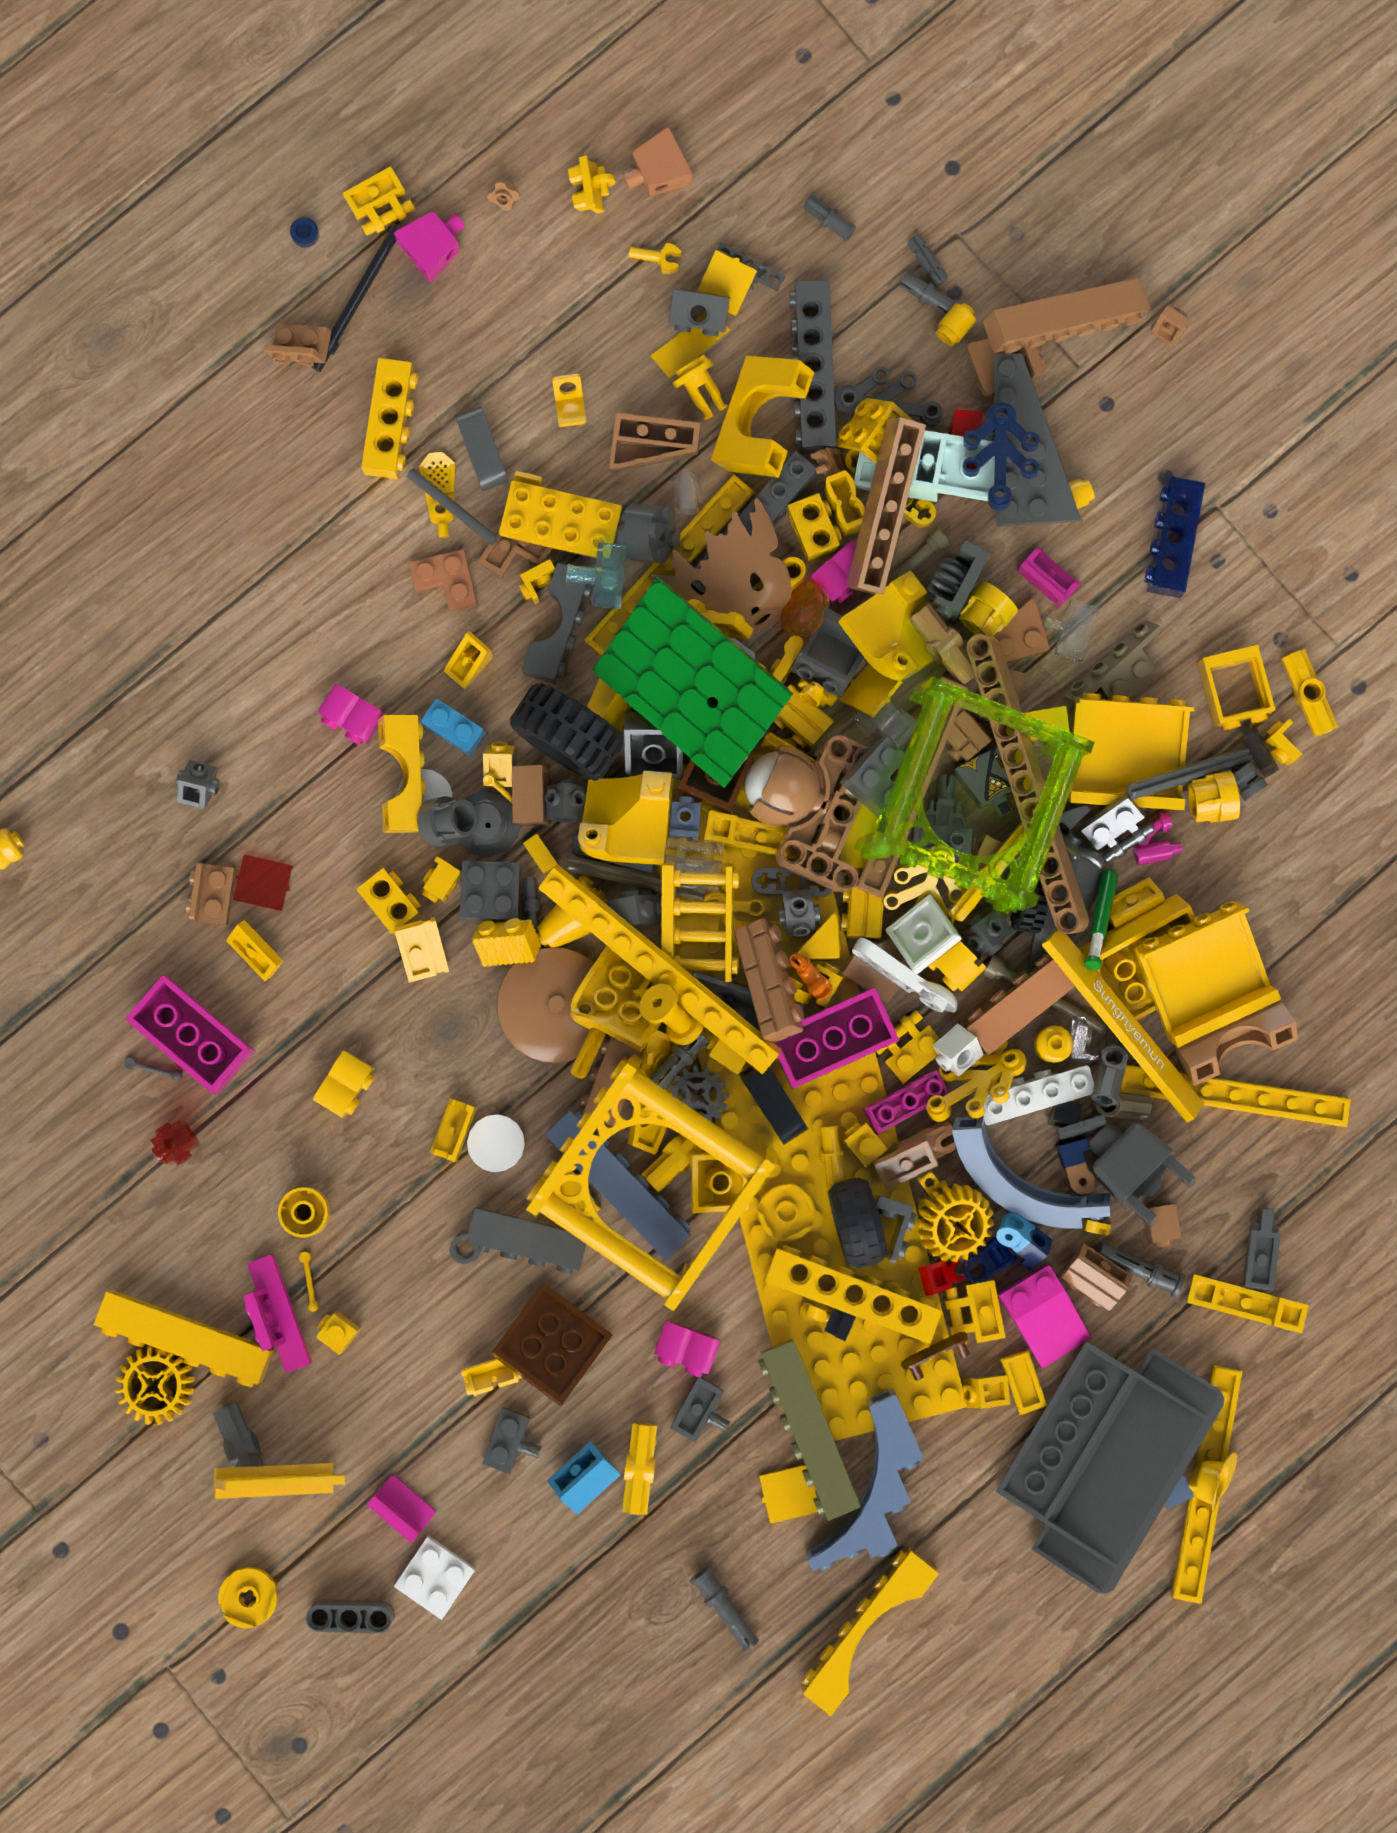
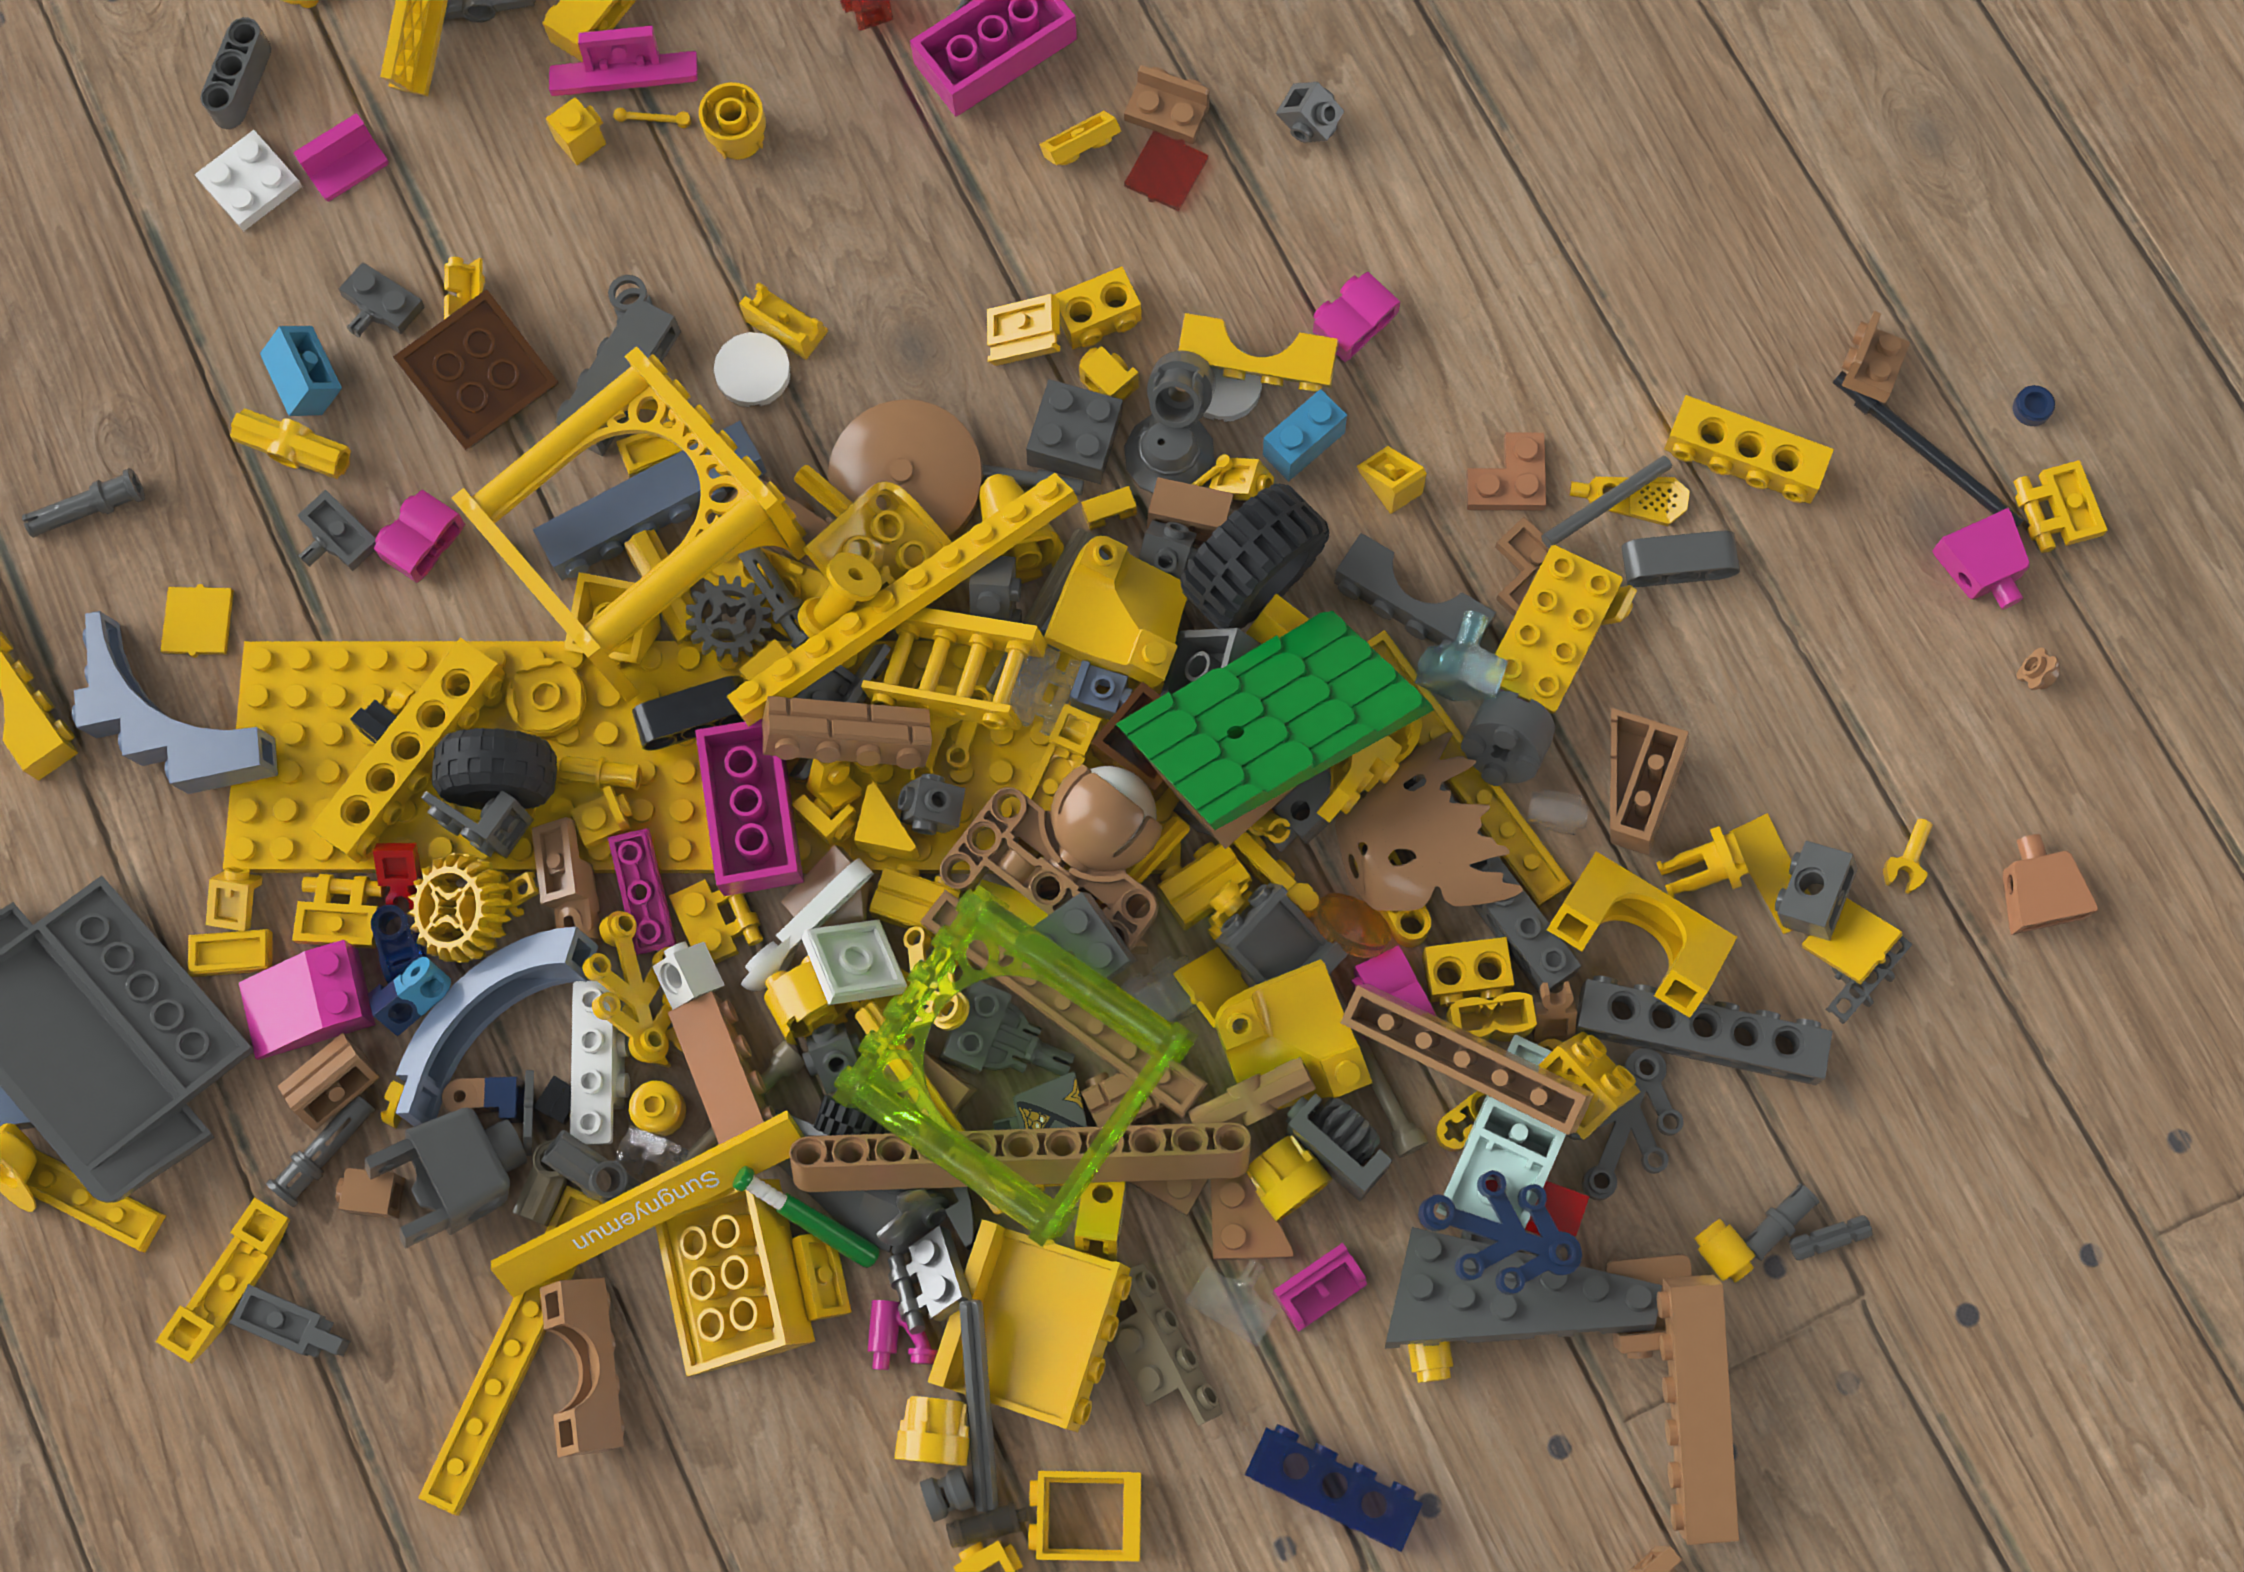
camera: 110 degrees right, 10 degrees down
(344, 1084) = (880, 205): yellow brick -> none
(506, 942) = (1000, 430): yellow brick -> none
(539, 575) = (1485, 583): yellow bracket -> none
(569, 404) = (1719, 688): yellow bracket -> none
(594, 182) = (2032, 791): yellow hips -> none
(771, 874) = (977, 782): dark grey beam -> none
(810, 1429) = (259, 652): olive brick -> none
(814, 980) = (828, 798): orange piece -> none
(829, 217) = (1922, 1111): dark grey axle -> none
(913, 1361) = (306, 855): reddish brown piece -> none
(1205, 974) = (686, 1348): yellow panel -> none

